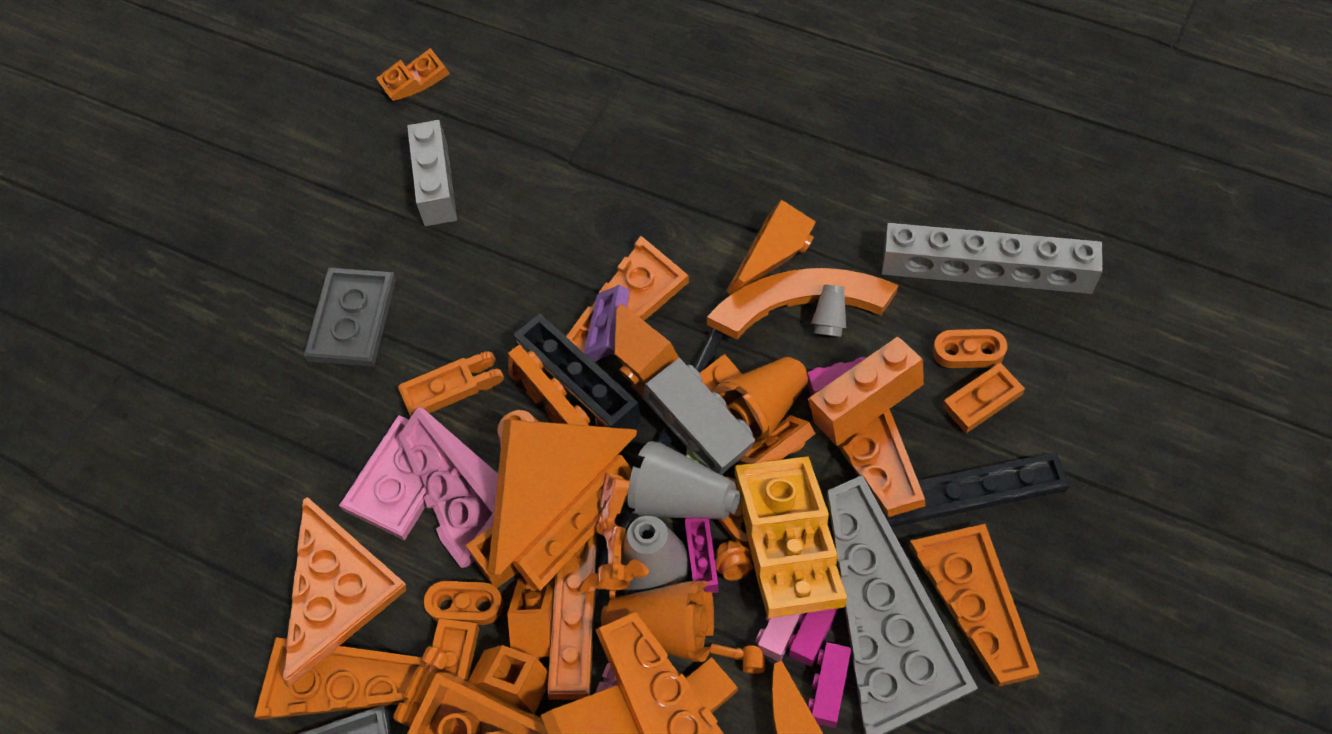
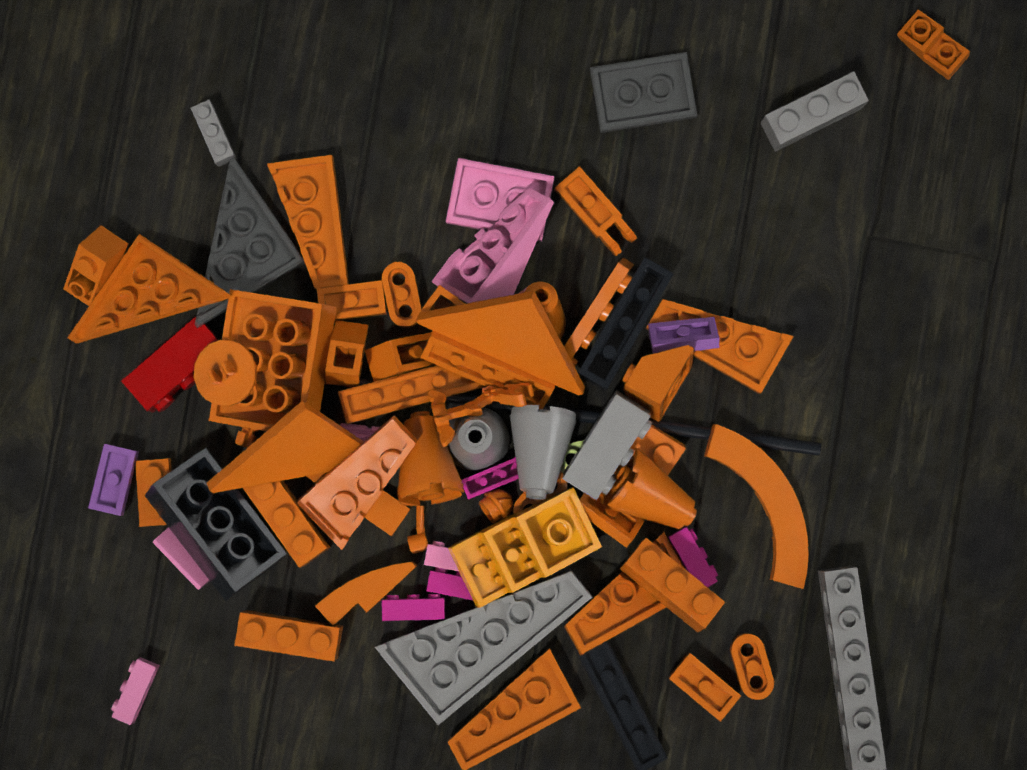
camera: 70 degrees right, 25 degrees up
(334, 591) = (385, 185): orange tile -> none
(433, 660) = (321, 288): orange axle -> none
(776, 243) = (815, 466): orange slope -> none
(830, 311) = (753, 533): light grey cone -> none

